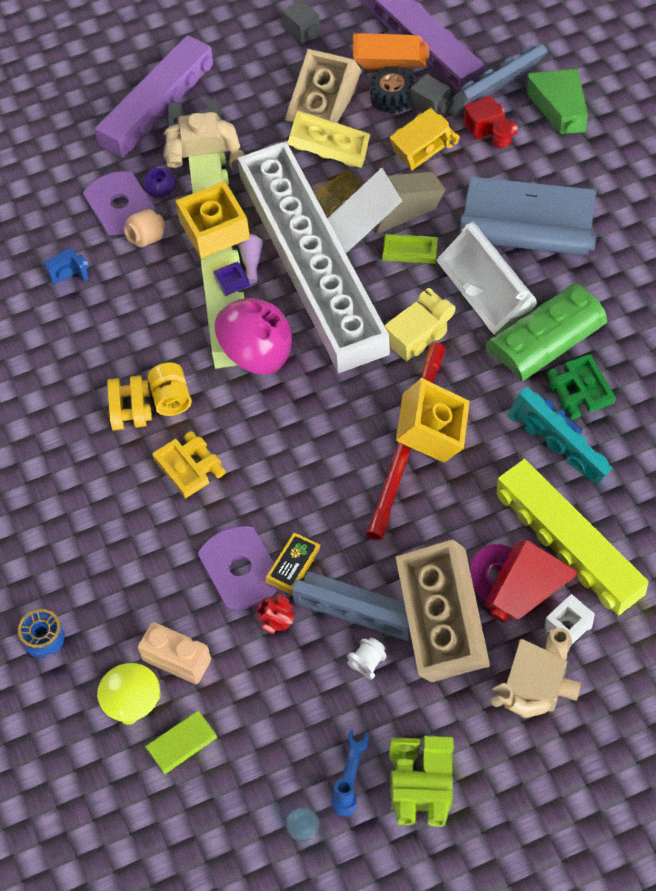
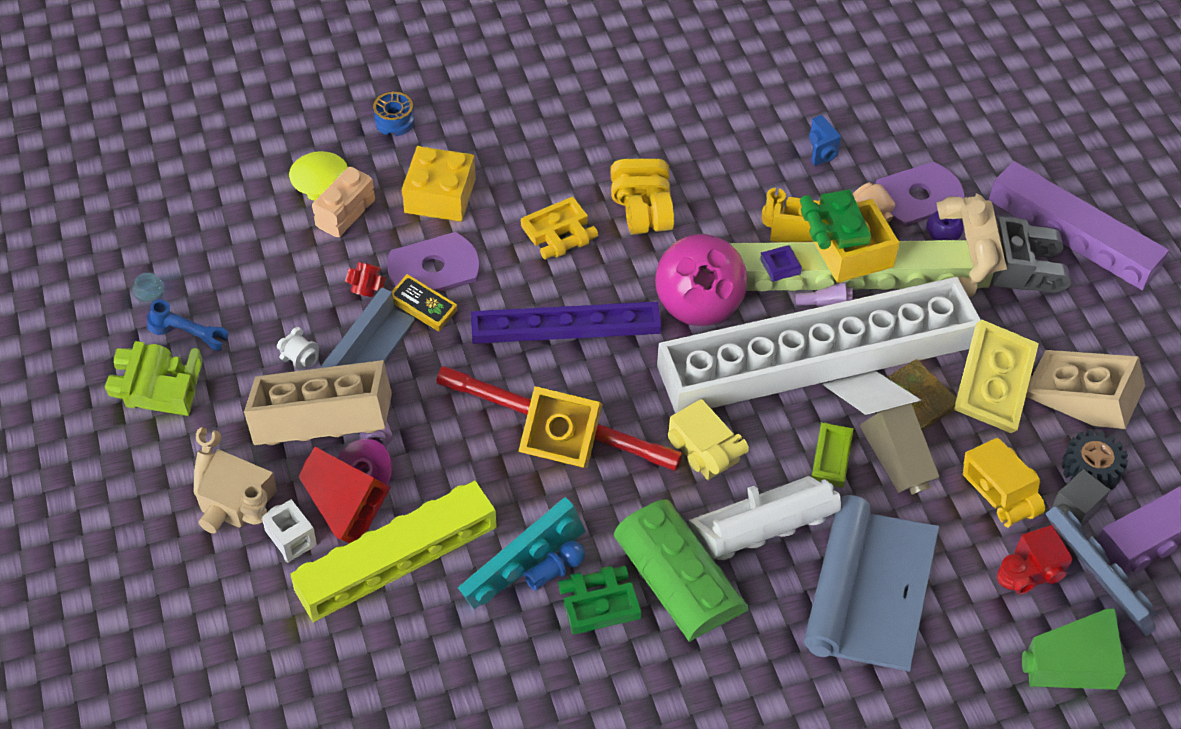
camera: 90 degrees right, 5 degrees down
(143, 570) = (439, 183): none -> yellow brick
(172, 276) = (785, 223): none -> yellow hinge
(181, 742) = (258, 208): lime tile -> none
(208, 220) = (843, 217): none -> green plate
(303, 446) = (565, 322): none -> dark purple plate
(391, 50) = (1143, 446): orange slope -> none

